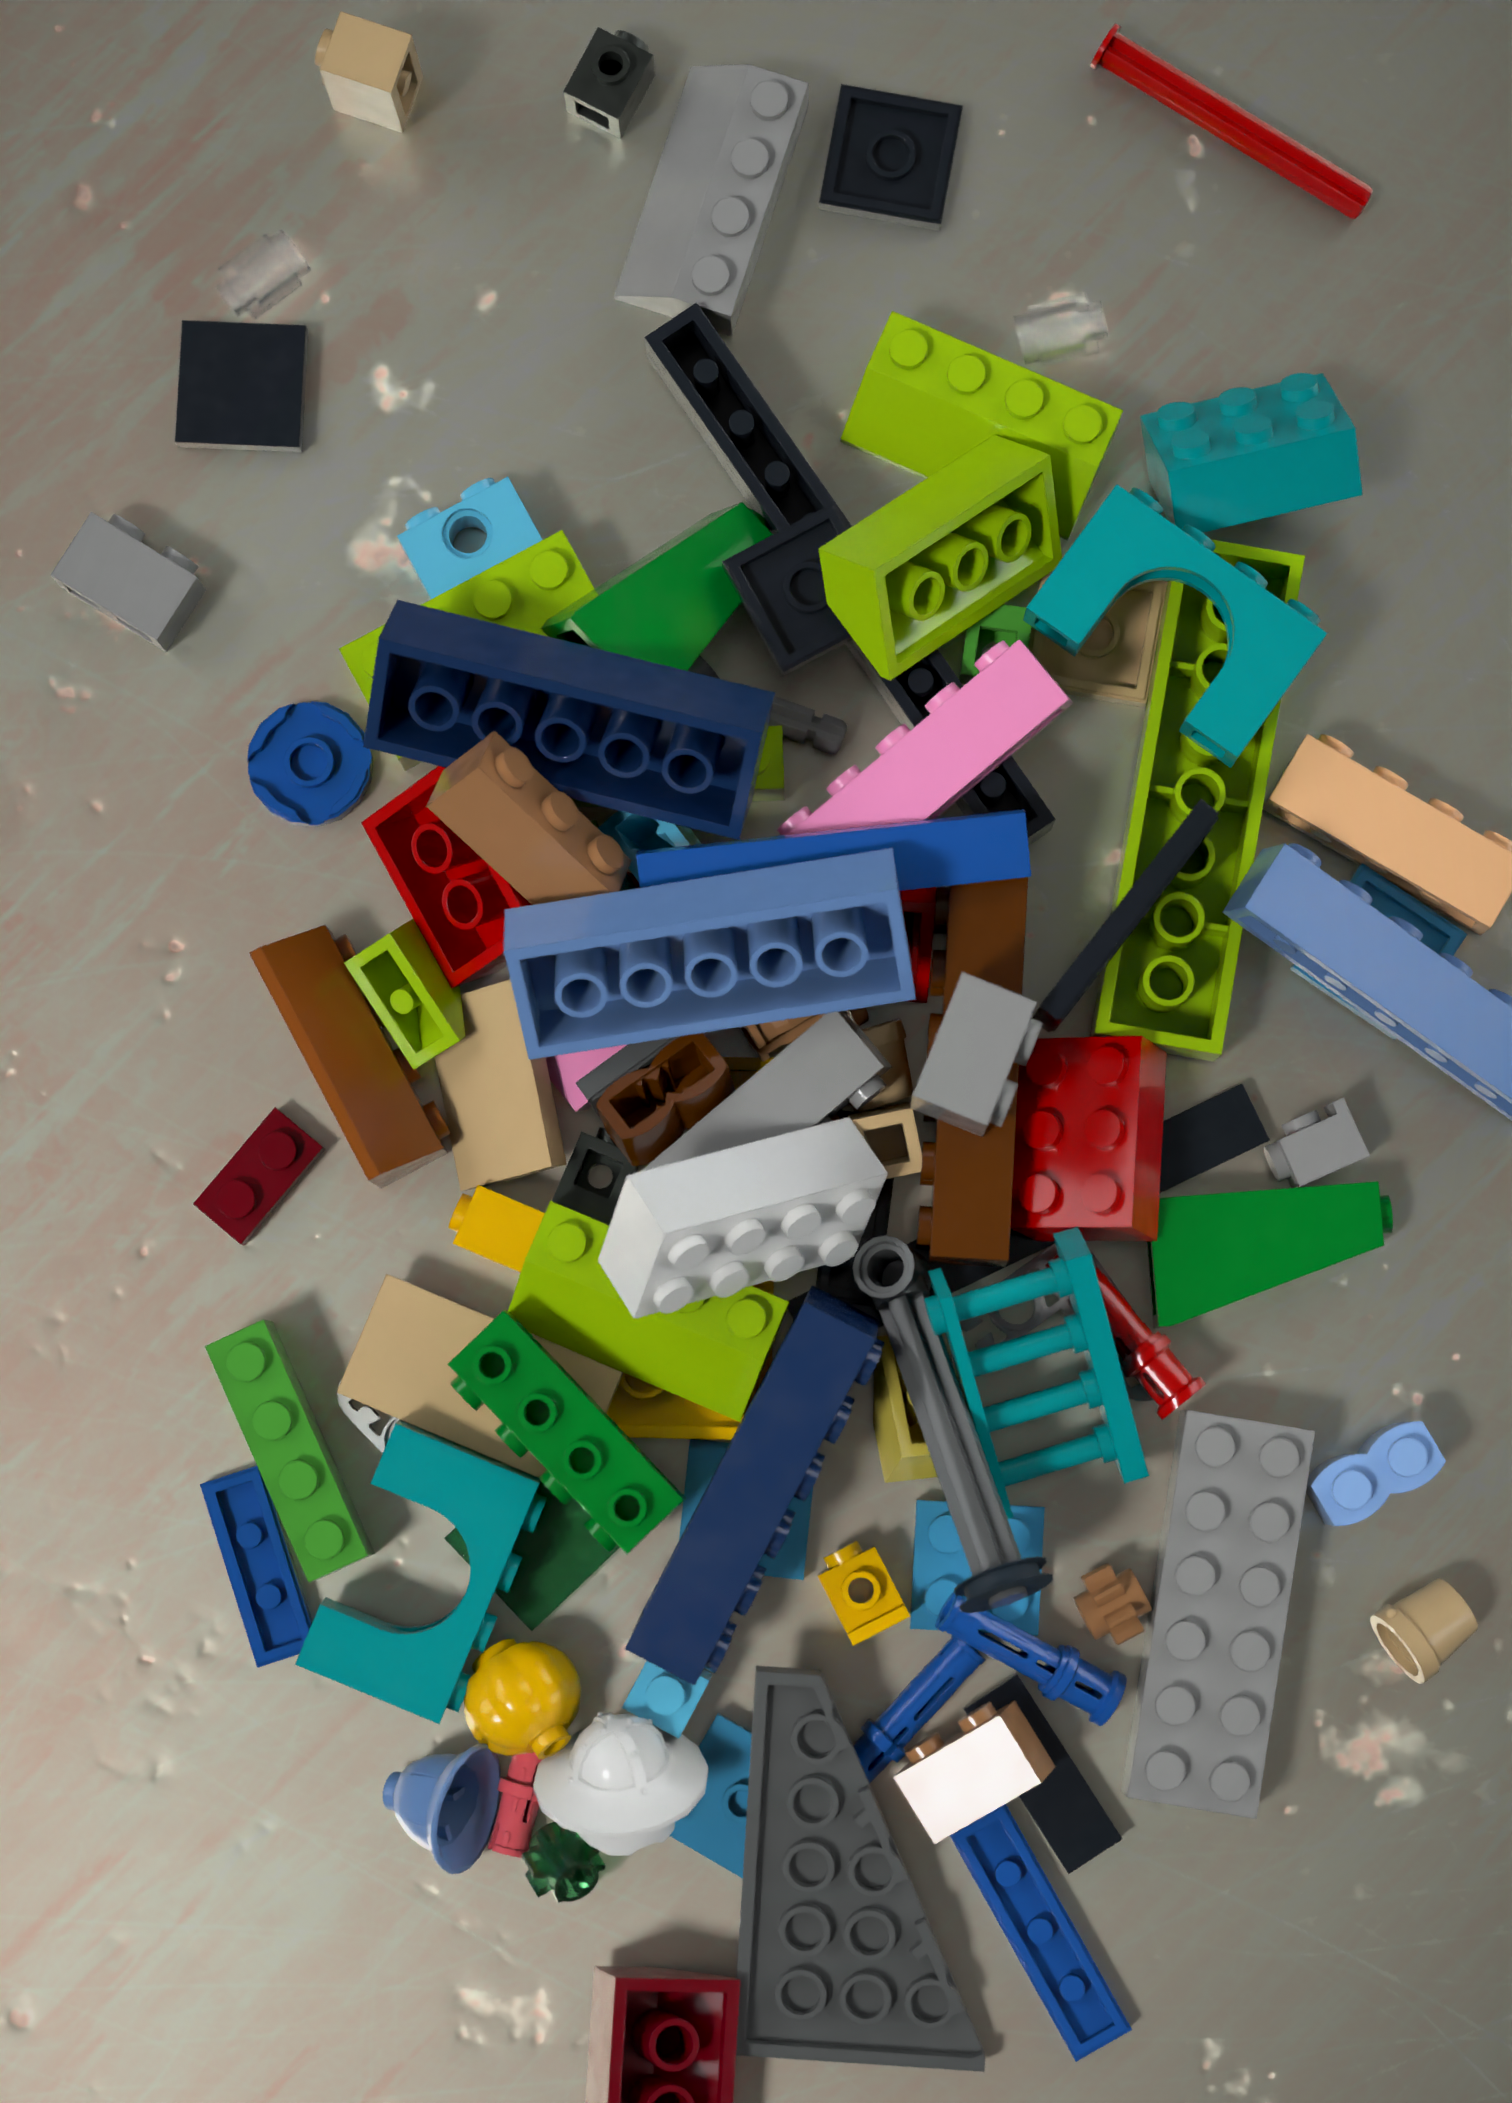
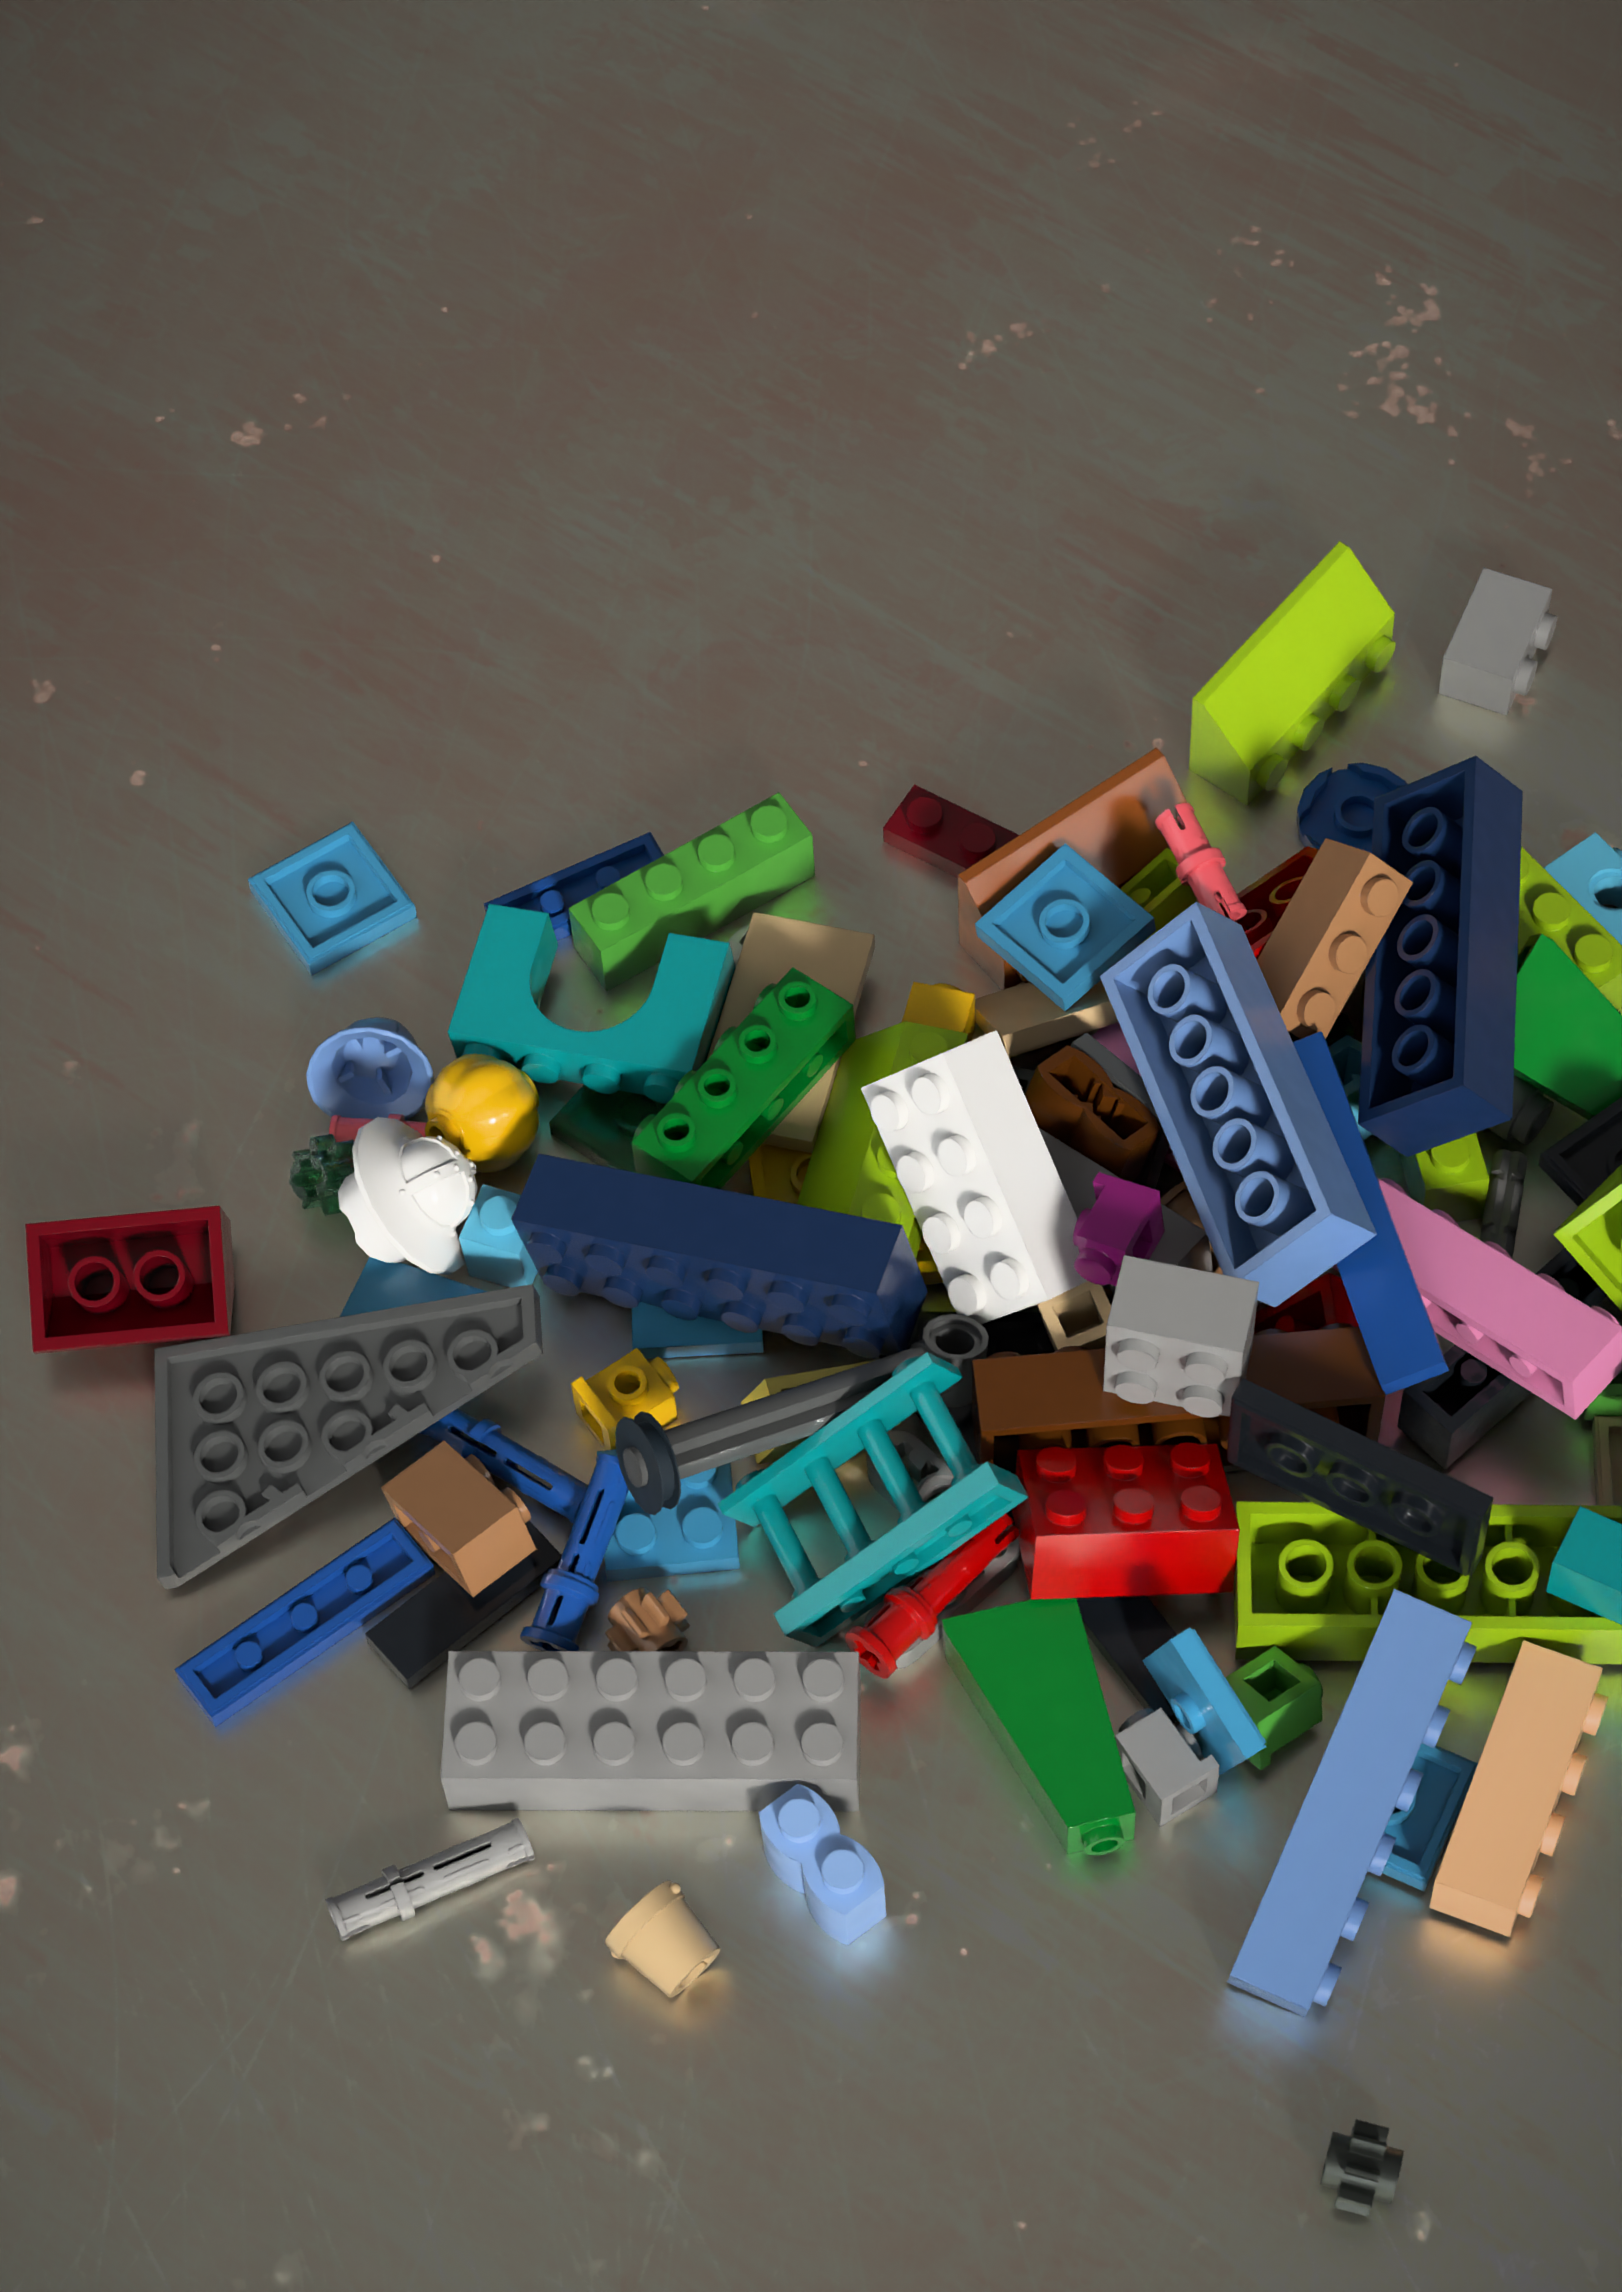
camera: 80 degrees right, 25 degrees down
(149, 796) = (1290, 677): none -> lime slope
(215, 1825) = (332, 898): none -> dark azure tile
(400, 934) = (1199, 863): none -> coral pin
(440, 1082) = (1065, 927): none -> dark azure plate
(835, 1096) = (1121, 1223): none -> magenta brick
(1251, 1032) = (1279, 1698): none -> bright green brick
(1291, 1102) = (1204, 1700): none -> dark azure plate
(1351, 1912) = (429, 1879): none -> light grey pin

